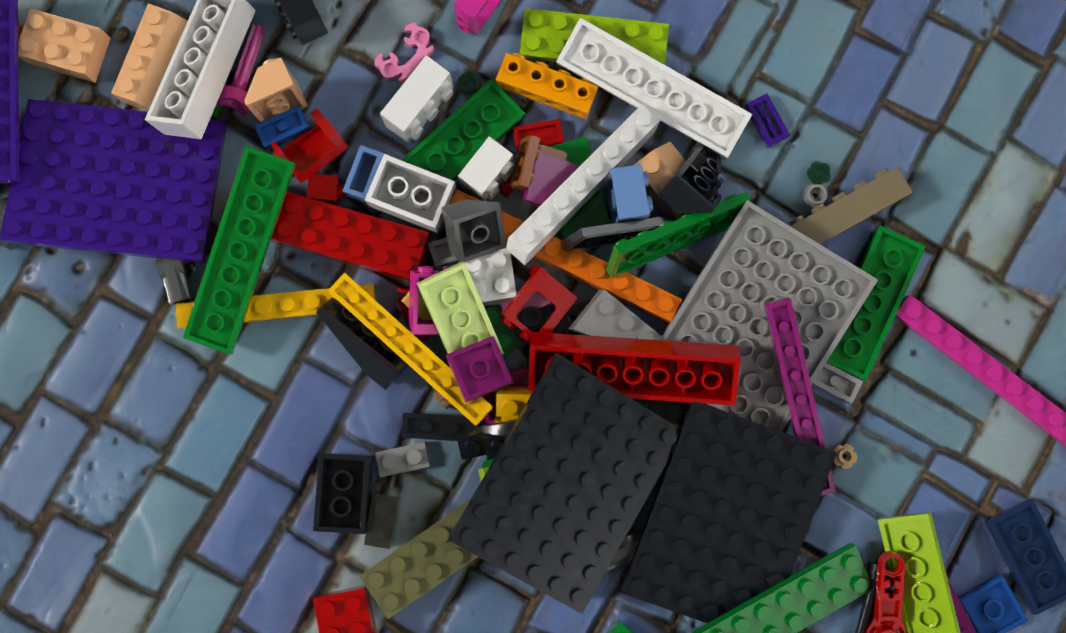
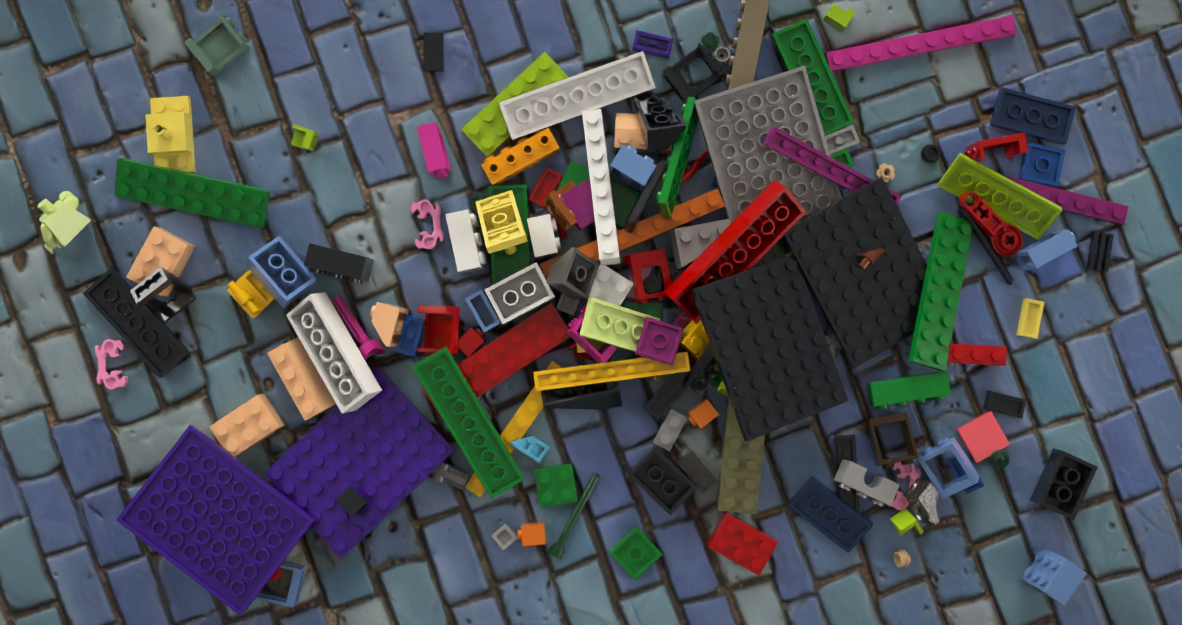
camera: 45 degrees left, 5 degrees up
(64, 202) = (353, 501): none -> black panel
(158, 384) = (504, 536): none -> light grey plate
(182, 410) = (532, 534): none -> orange brick
(187, 447) = (557, 548): none -> dark green piece
(249, 530) = (635, 553): none -> green tile
(252, 392) = (555, 485): none -> green plate
(269, 335) = (531, 447): none -> medium azure tile
(445, 478) = (702, 414): none -> orange brick
(463, 117) = (501, 223): none -> light yellow brick
(679, 262) = (693, 169): none -> red animal
(746, 511) = (871, 257): none -> copper bar
(751, 179) = (679, 84): none -> black window
(822, 400) = (843, 157): none -> green plate
(903, 484) = (930, 153): none -> black plate
(954, 277) = (838, 17): none -> lime panel
(987, 561) = (1013, 145): none -> red window

